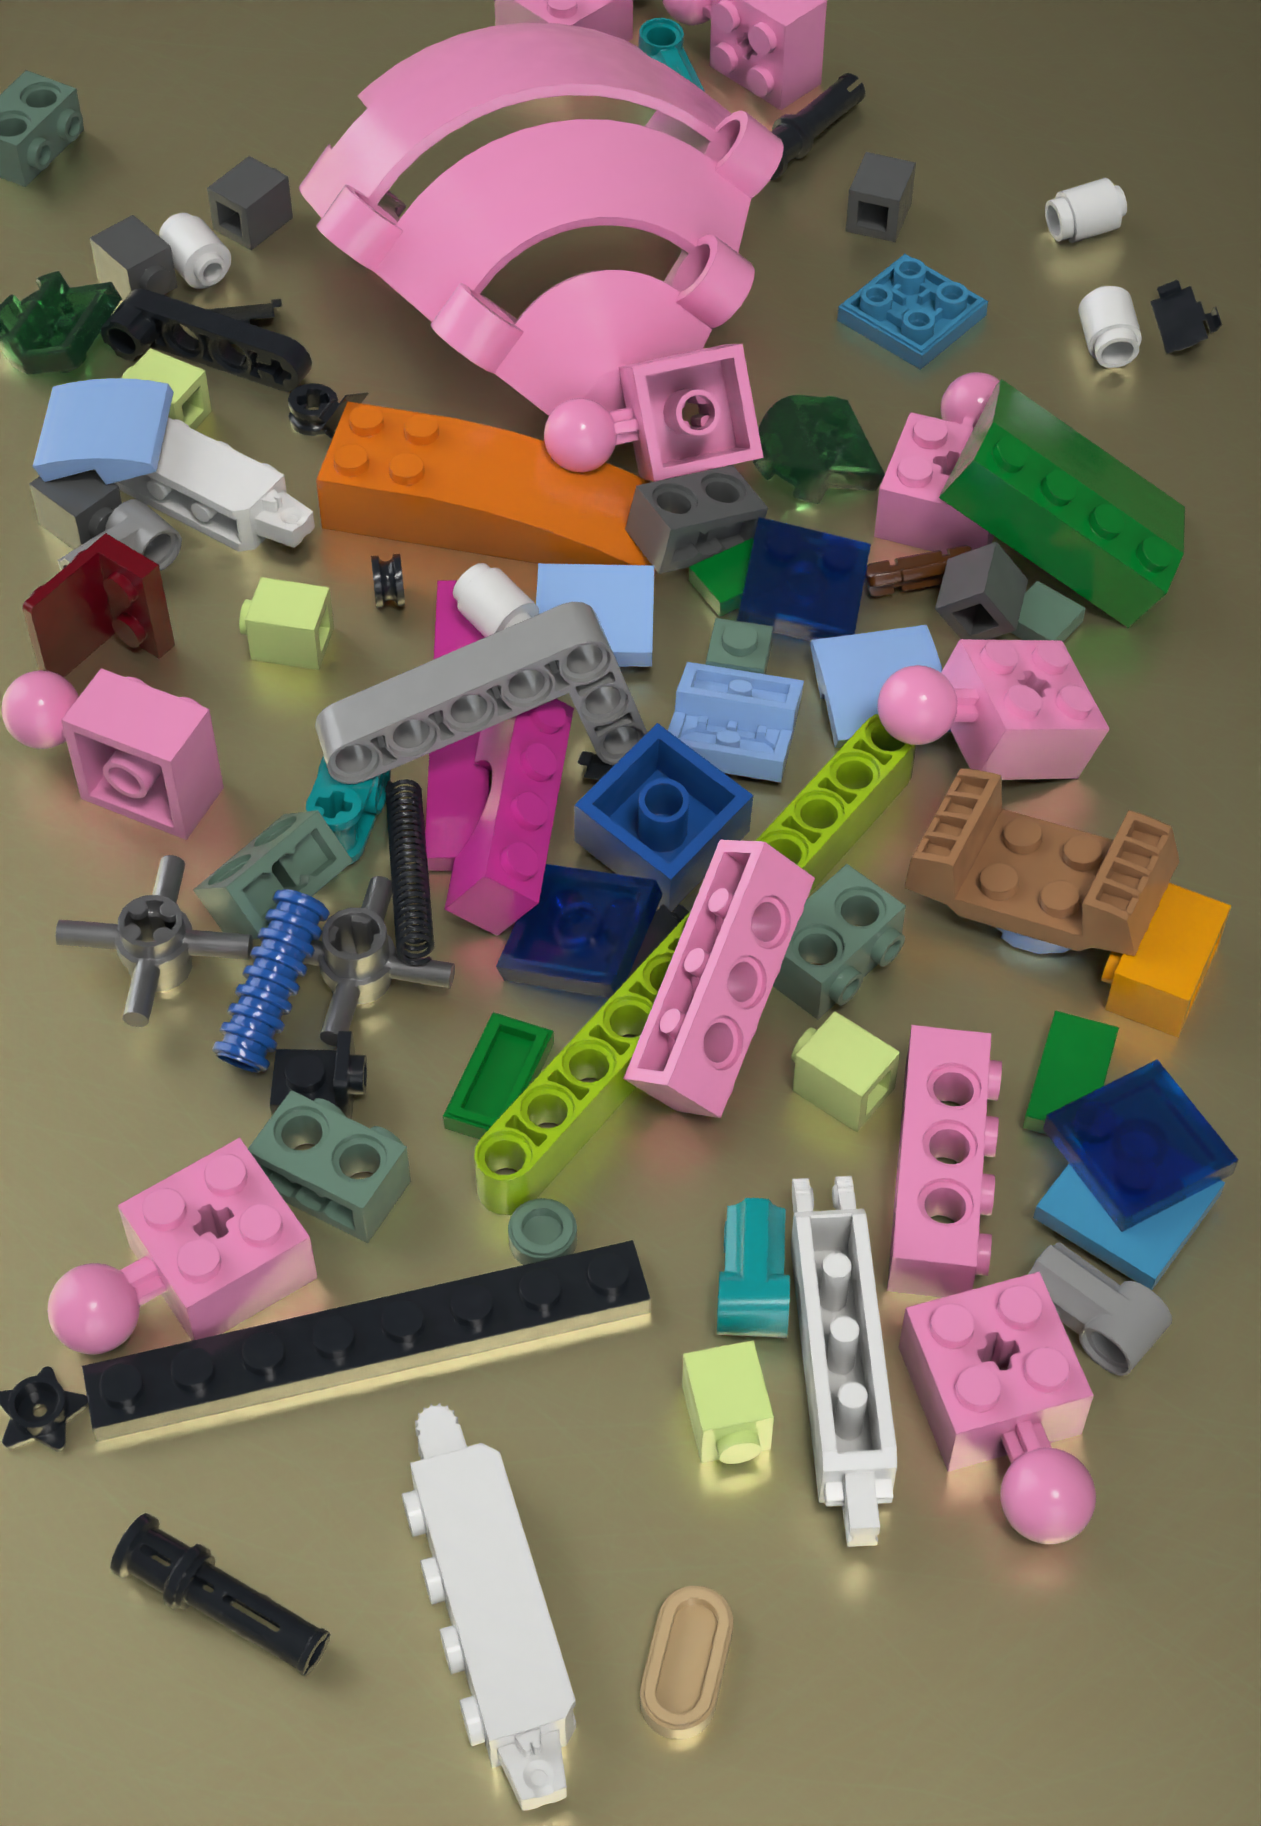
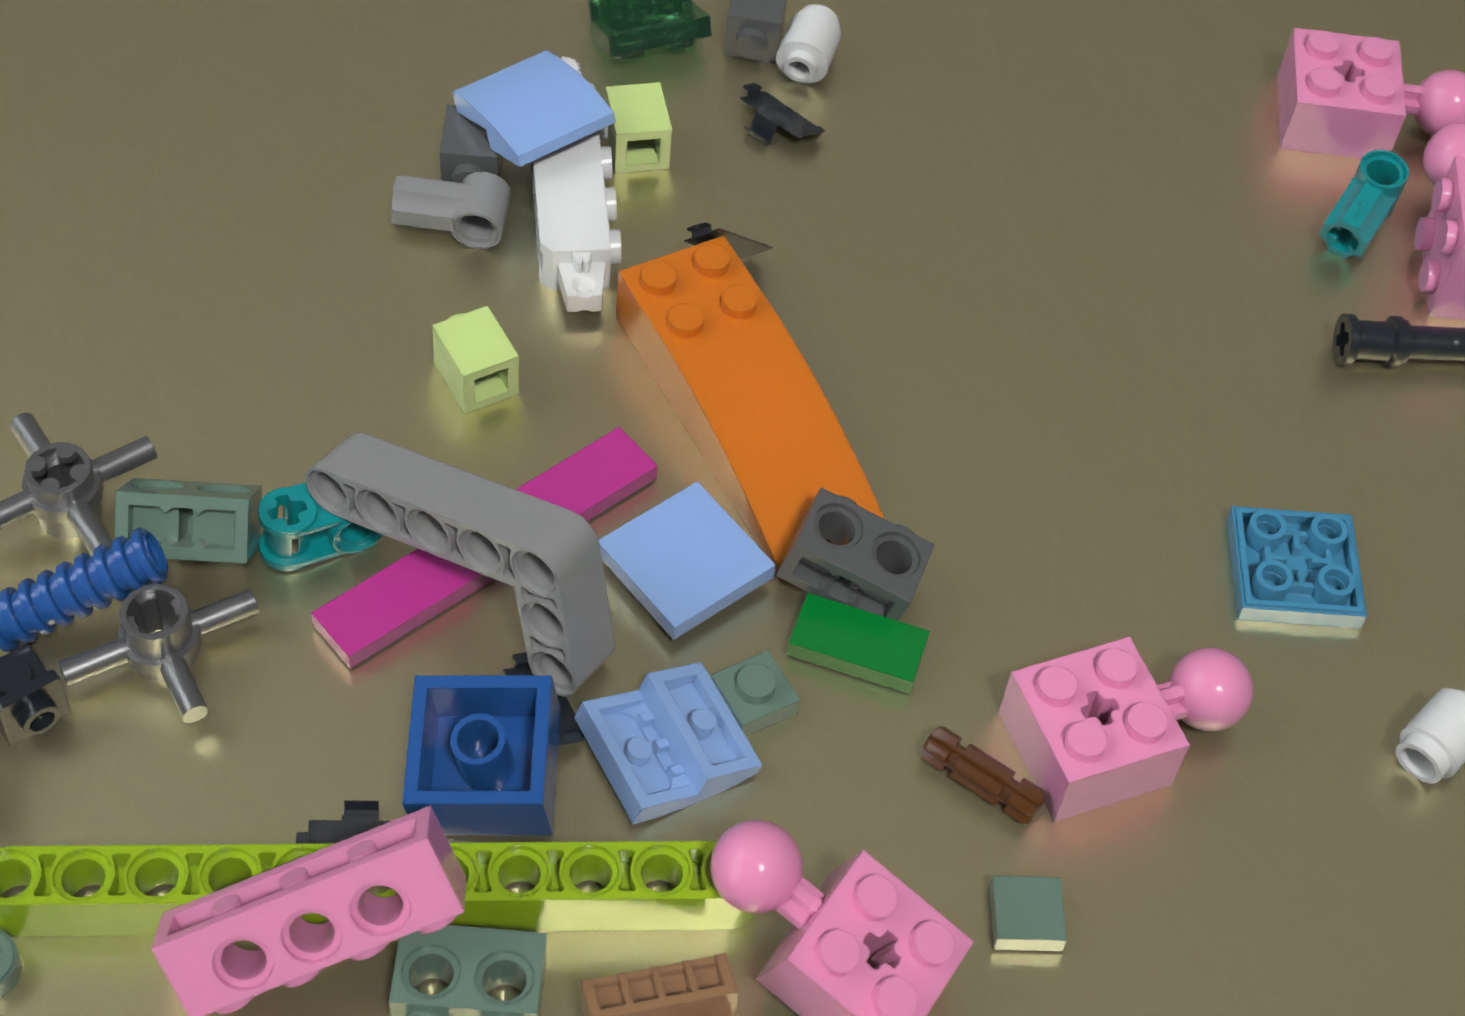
camera: 45 degrees right, 0 degrees up
(92, 599) = (349, 221): dark red bracket -> none
(126, 743) = (233, 336): bright pink brick -> none
(155, 321) = (707, 65): black beam -> none
(250, 202) = (899, 43): dark grey brick -> none
(305, 397) = (732, 213): black bush -> none
(388, 580) = (585, 393): black bush -> none
(401, 907) = (307, 577): black piece -> none
(491, 599) = (608, 481): white brick -> none
(498, 1072) = (137, 814): green tile -> none
(505, 858) = (388, 643): dark pink arch -> none
(581, 931) = (318, 776): clear blue plate -> none
(676, 177) = (941, 153): bright pink piece -> none
(724, 433) = (908, 473): bright pink brick -> none
(803, 581) = (870, 690): clear blue plate -> none
(816, 447) = (1042, 593): clear green slope -> none
(856, 667) = (824, 811): light blue slope -> none
(880, 196) = (1395, 451): dark grey brick -> none
(982, 593) = (987, 839): dark grey brick -> none
(1068, 506) = (1158, 838): green slope -> none

